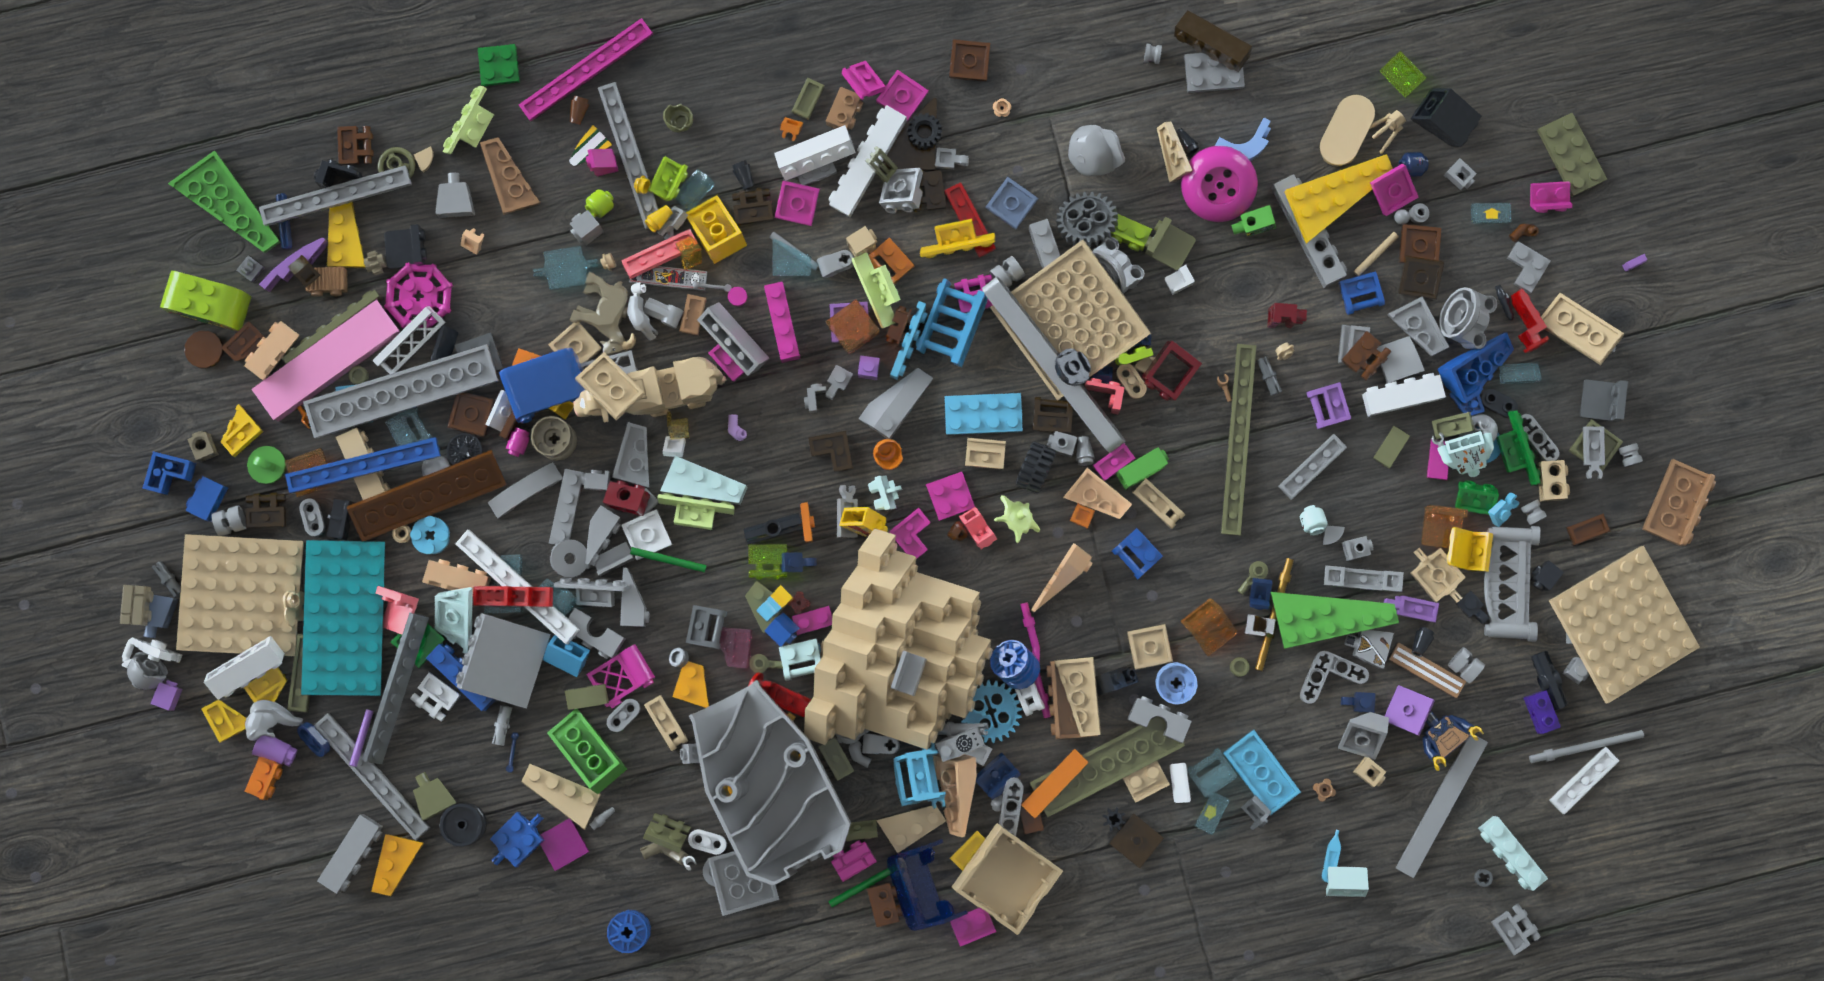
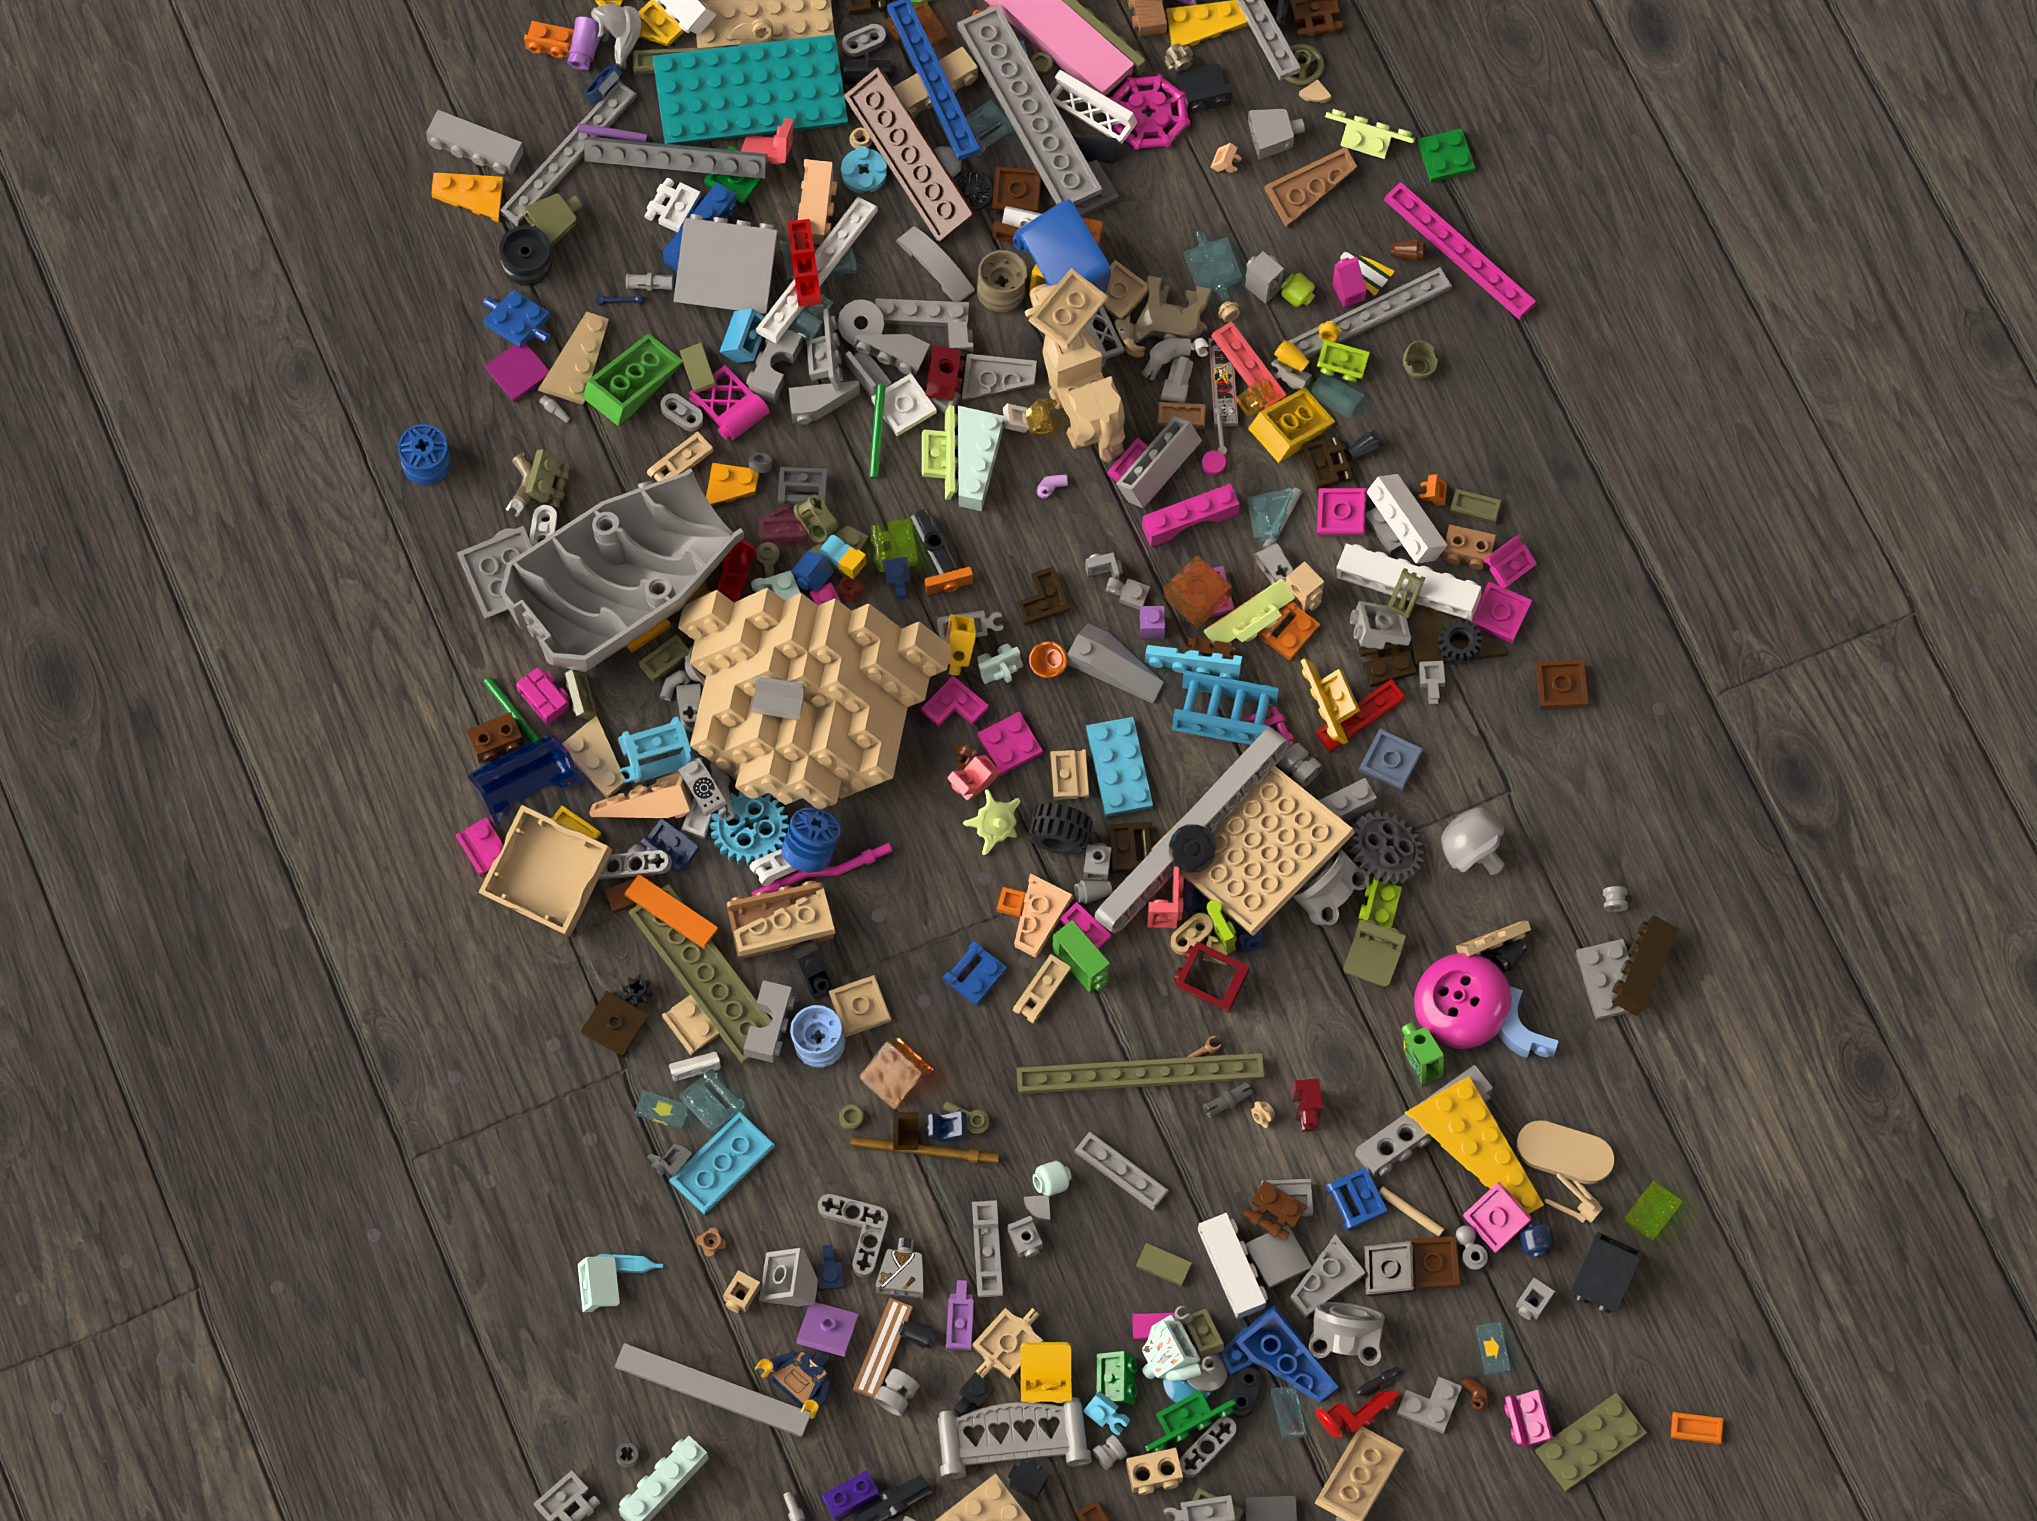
camera: 75 degrees right, 15 degrees down
(454, 616) = (773, 204): light aqua wing -> none
(518, 442) = (989, 243): dark pink brick -> none
(738, 618) = (817, 519): none -> olive piece
(1002, 103) = (1514, 727): light nougat plate -> none
(1069, 569) = (942, 891): light nougat wedge -> none
(1179, 280) = (1330, 974): white panel -> none
(1315, 618) = (927, 1199): bright green wing -> none
(1335, 405) = (1206, 1185): medium lavender plate -> none
(1439, 524) = (1077, 1332): clear orange bracket -> none
(1571, 75) = (1696, 1428): none -> orange tile

